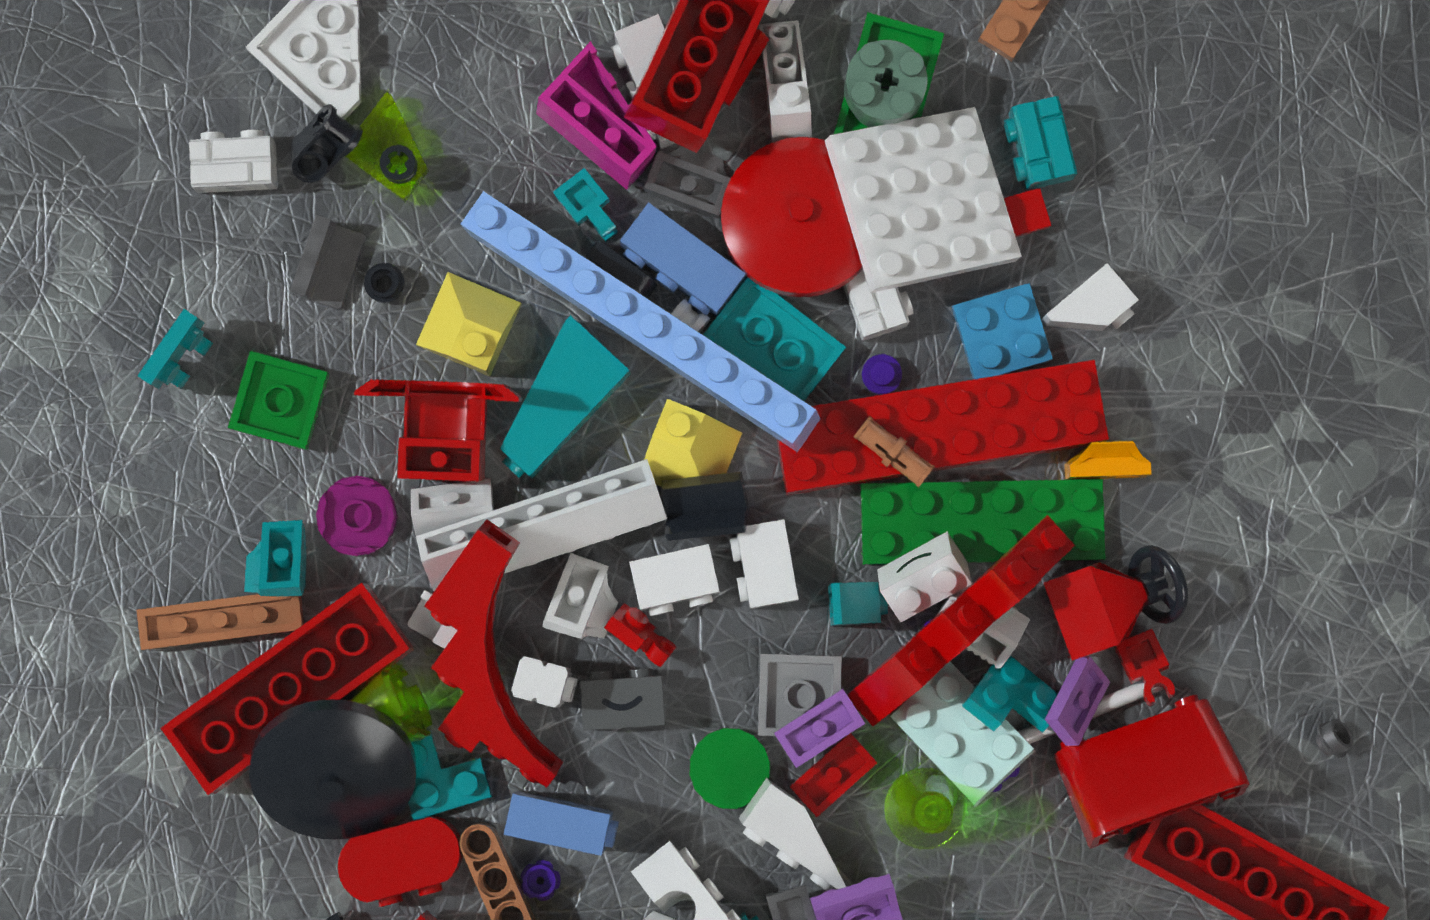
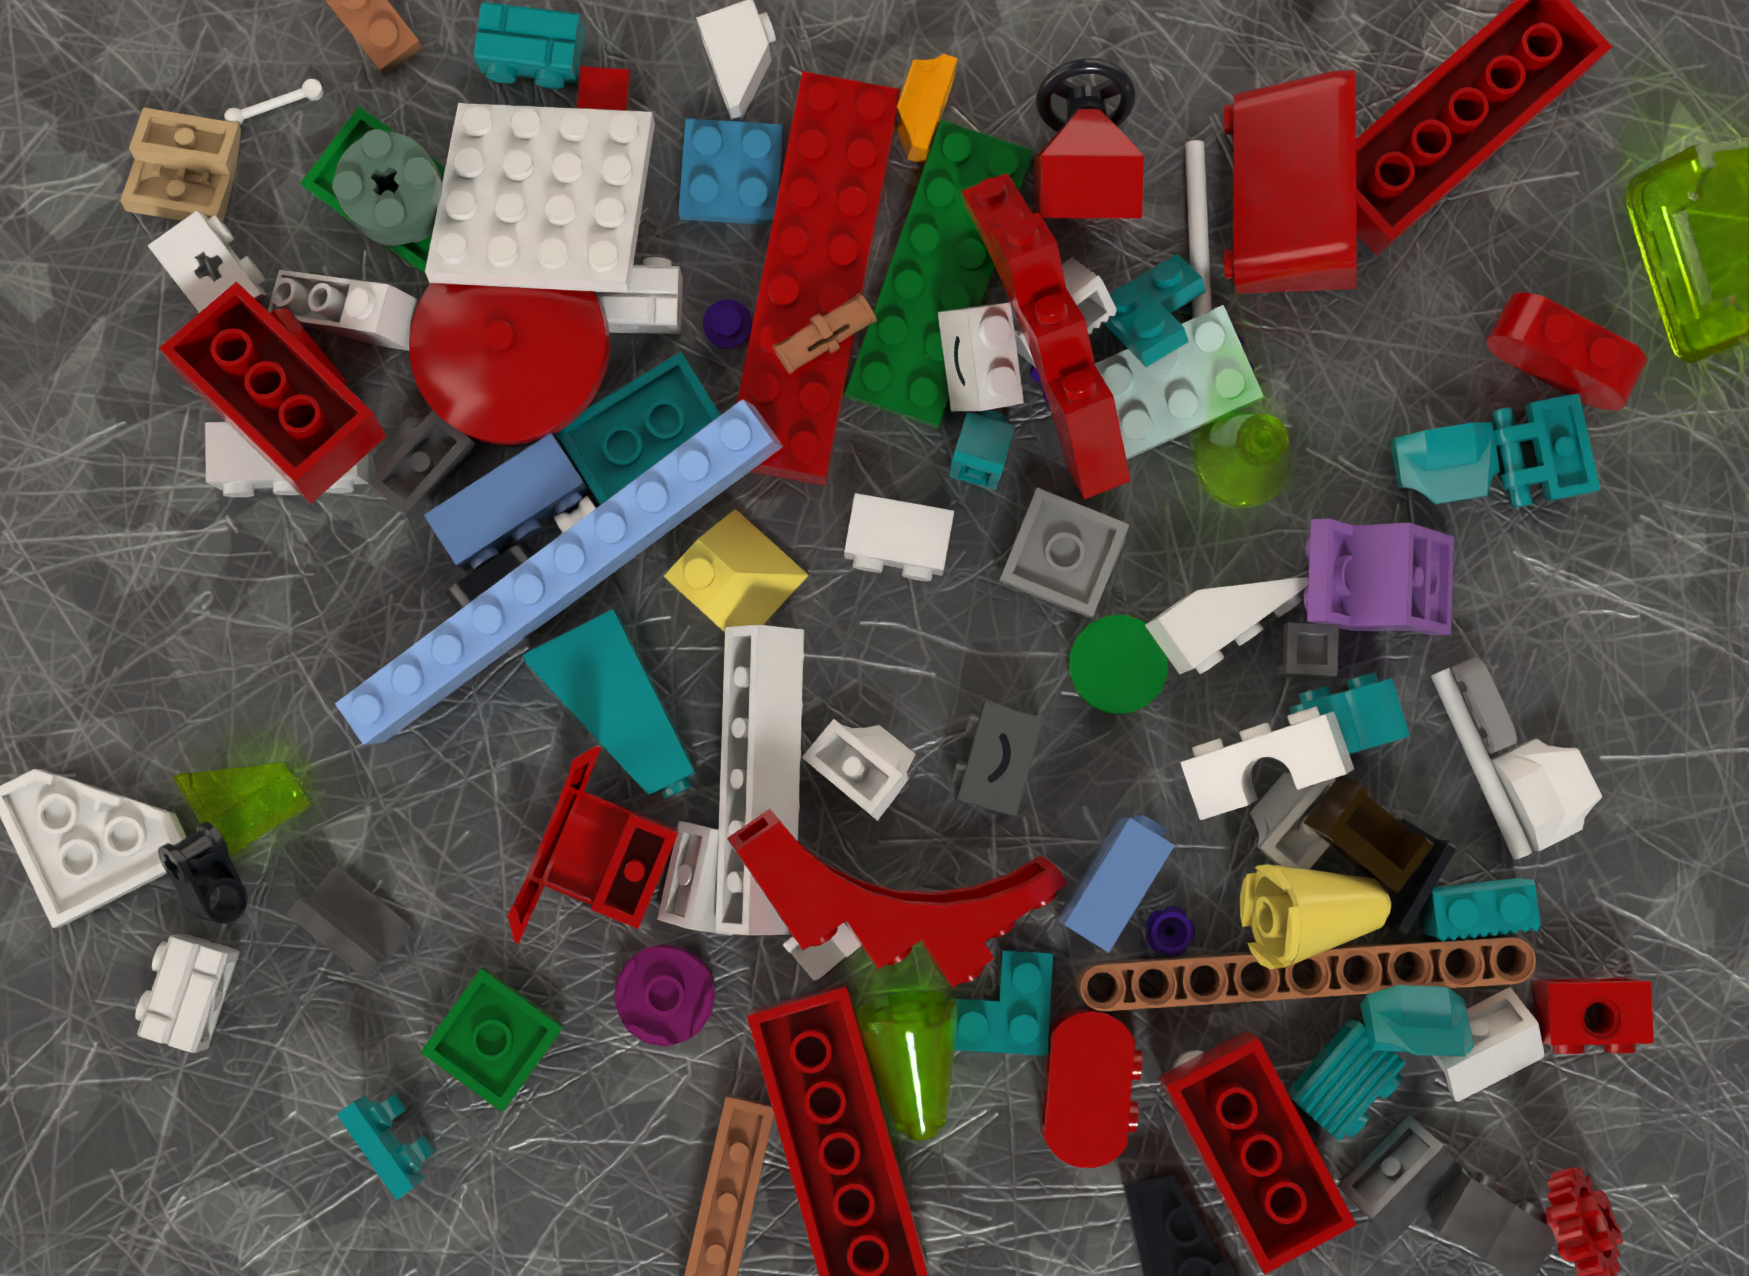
camera: 70 degrees left, 0 degrees up
(278, 560) = (683, 1107): teal slope -> none
(332, 769) = (955, 1130): black dish -> none
(381, 270) = (385, 863): black plate -> none
(386, 164) = (269, 778): black bush -> none
(468, 324) = (487, 781): light yellow slope -> none
(544, 682) = (946, 838): white brick -> none
(584, 201) = (394, 591): teal plate -> none
(590, 114) = (294, 545): dark pink wedge -> none
(636, 631) = (923, 713): red plate -> none
(674, 579) = (876, 646): white brick -> none
(705, 506) = (805, 580): black panel -> none
(819, 728) = (1112, 541): medium lavender plate -> none
(833, 774) = (1168, 547): red plate -> none
(1077, 701) = (1186, 238): medium lavender plate -> none
(1144, 661) = (1167, 147): red plate -> none

